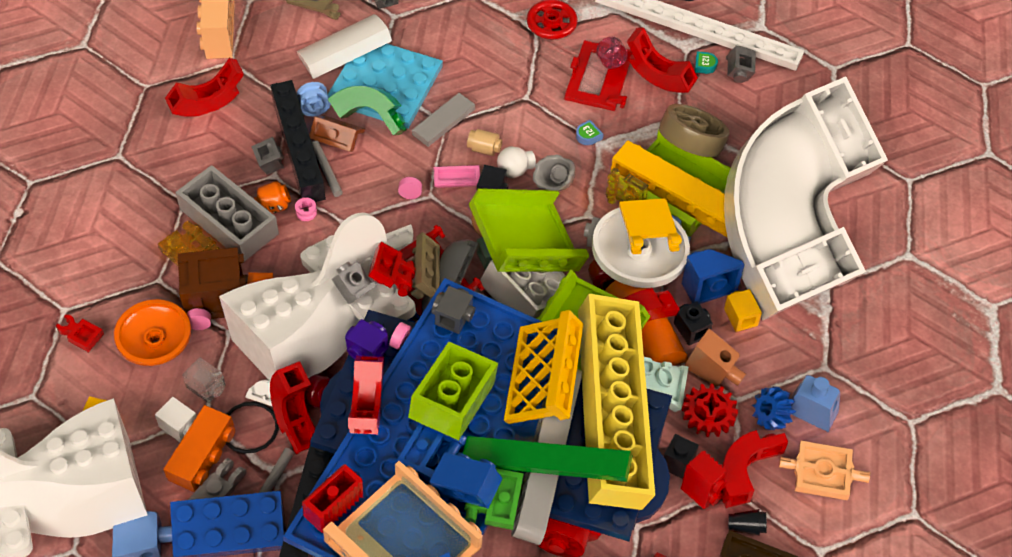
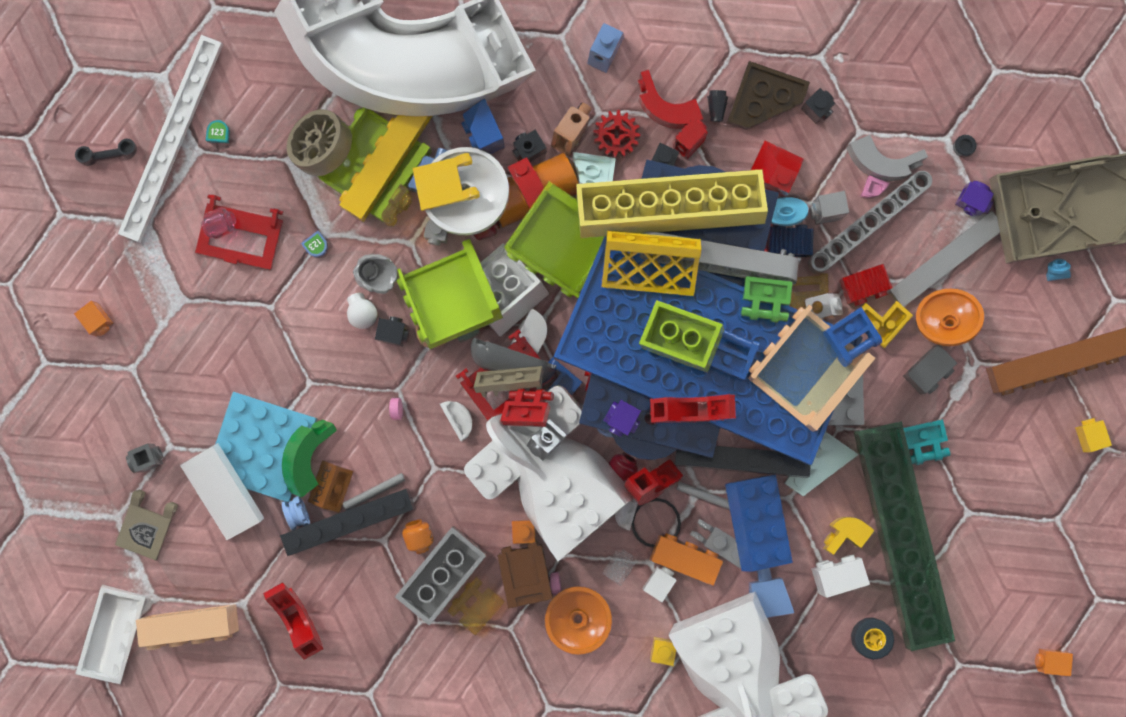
camera: 90 degrees left, 30 degrees up
(80, 334) = (577, 684): red plate -> none
(268, 155) = (372, 546): flat silver brick -> none
(307, 215) = (422, 510): bright pink bush -> none
(333, 497) = (786, 426): red brick -> none
(400, 335) = (614, 390): bright pink tile -> none
(443, 119) = (307, 384): light grey tile -> none
(453, 309) = (592, 344): dark grey brick -> none
(456, 176) = (376, 366): bright pink tile -> none
(466, 479) = (762, 320): blue brick -> none
(484, 142) = (336, 342): tan brick -> none
(551, 458) = (740, 256): green tile -> none
(552, 19) = (158, 270): red plate -> none
(656, 69) = (235, 175): red arch -> none
(741, 68) = (223, 96): flat silver brick -> none
(742, 310) = (512, 104): yellow brick -> none
(773, 408) = (615, 80): blue gear -> none
(824, 470) = (665, 42): light nougat plate -> none

